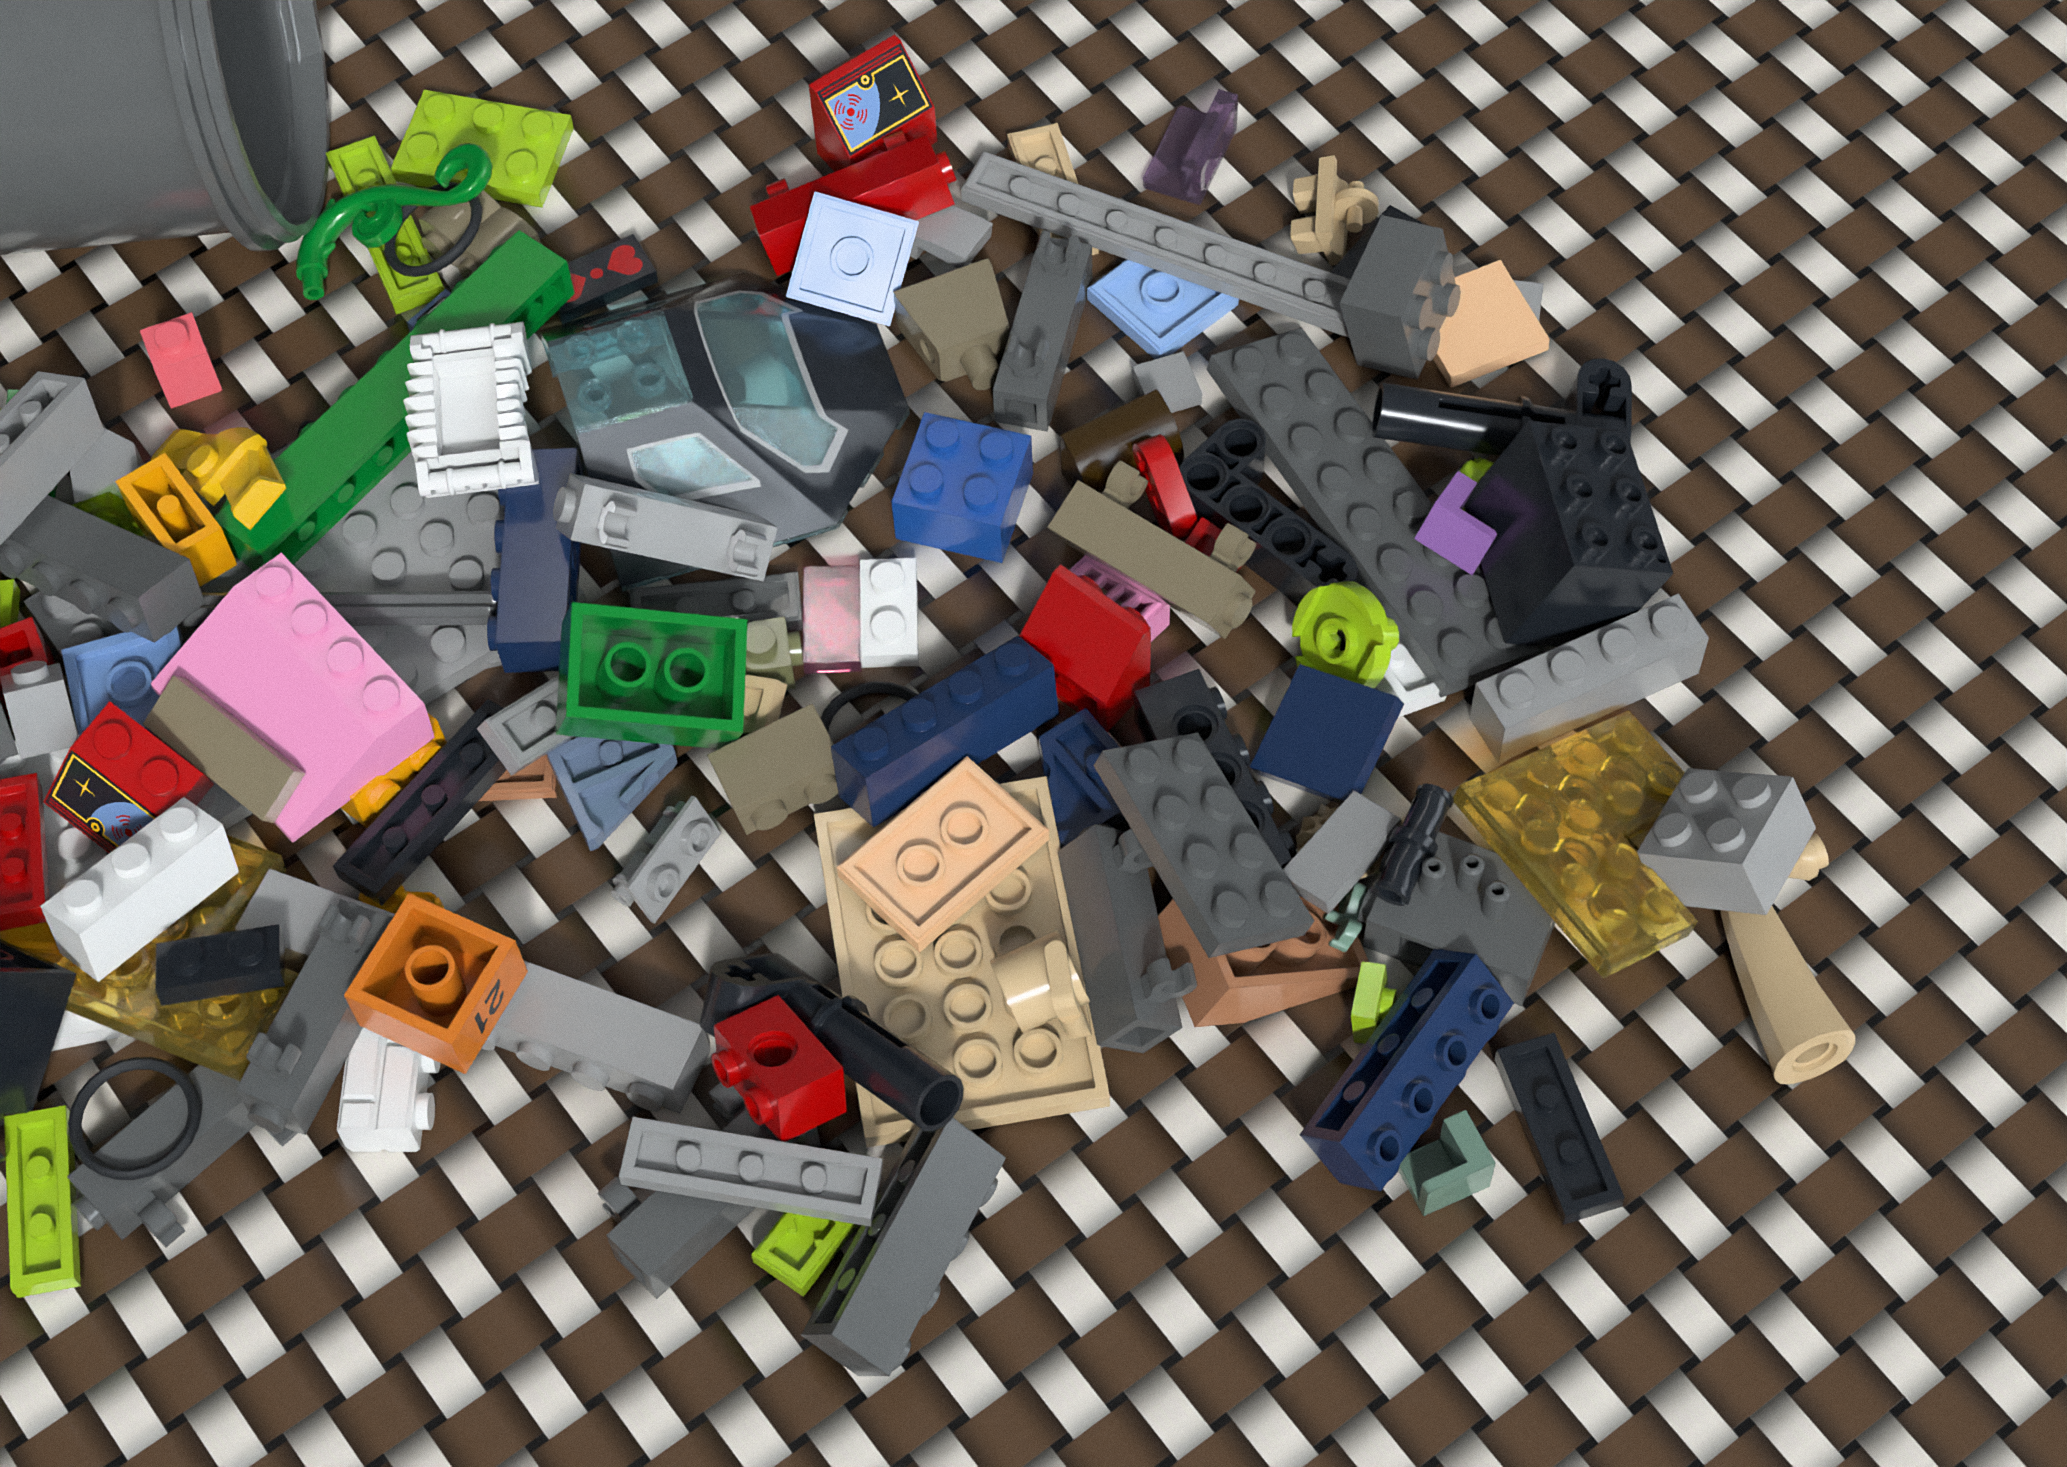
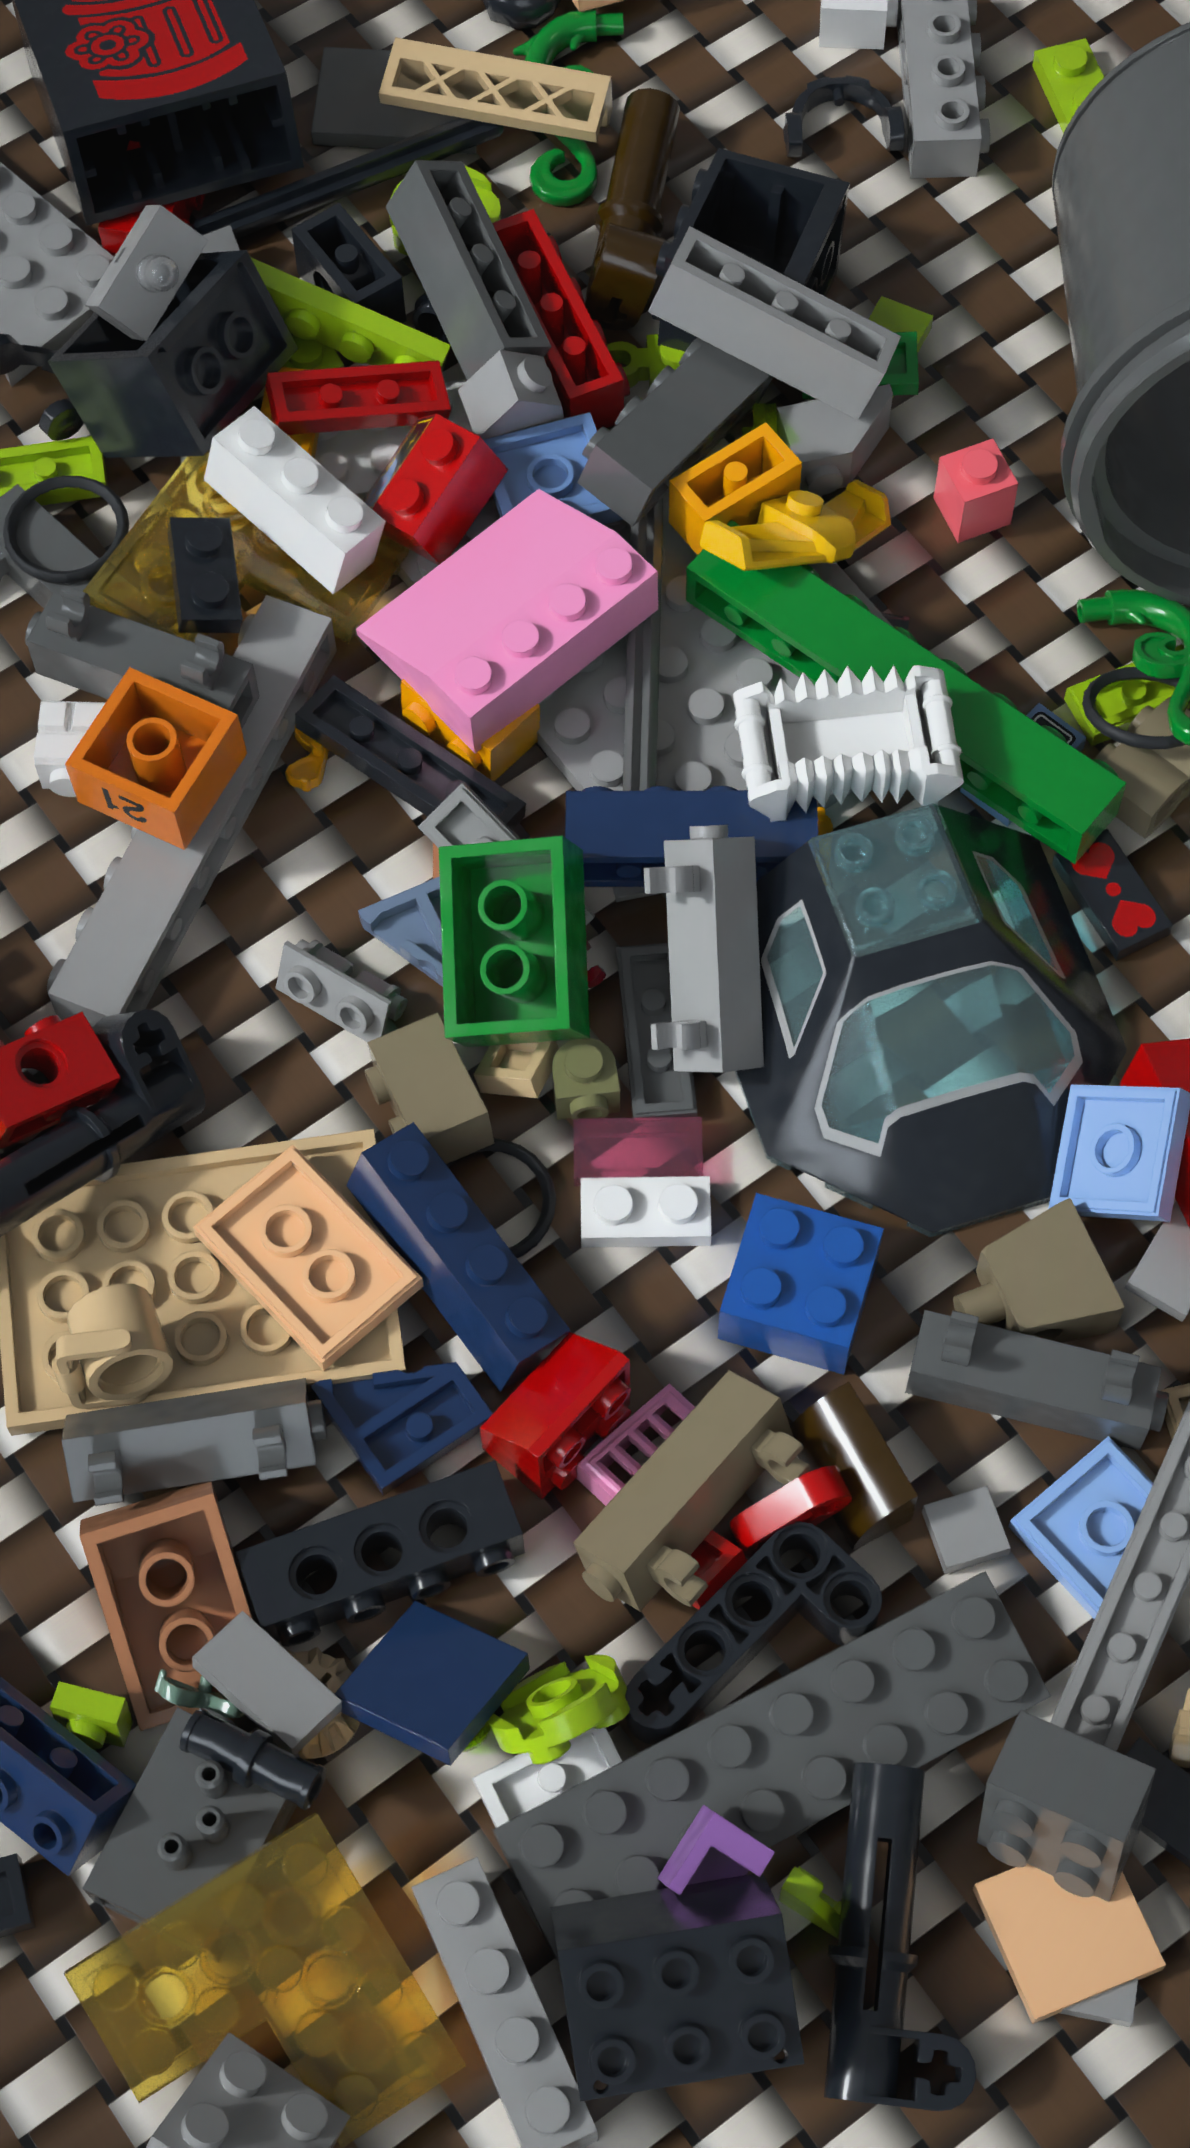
camera: 90 degrees right, 5 degrees up
(224, 749) = (448, 555): dark tan tile -> none
(1203, 844) = (263, 1515): dark grey plate -> none

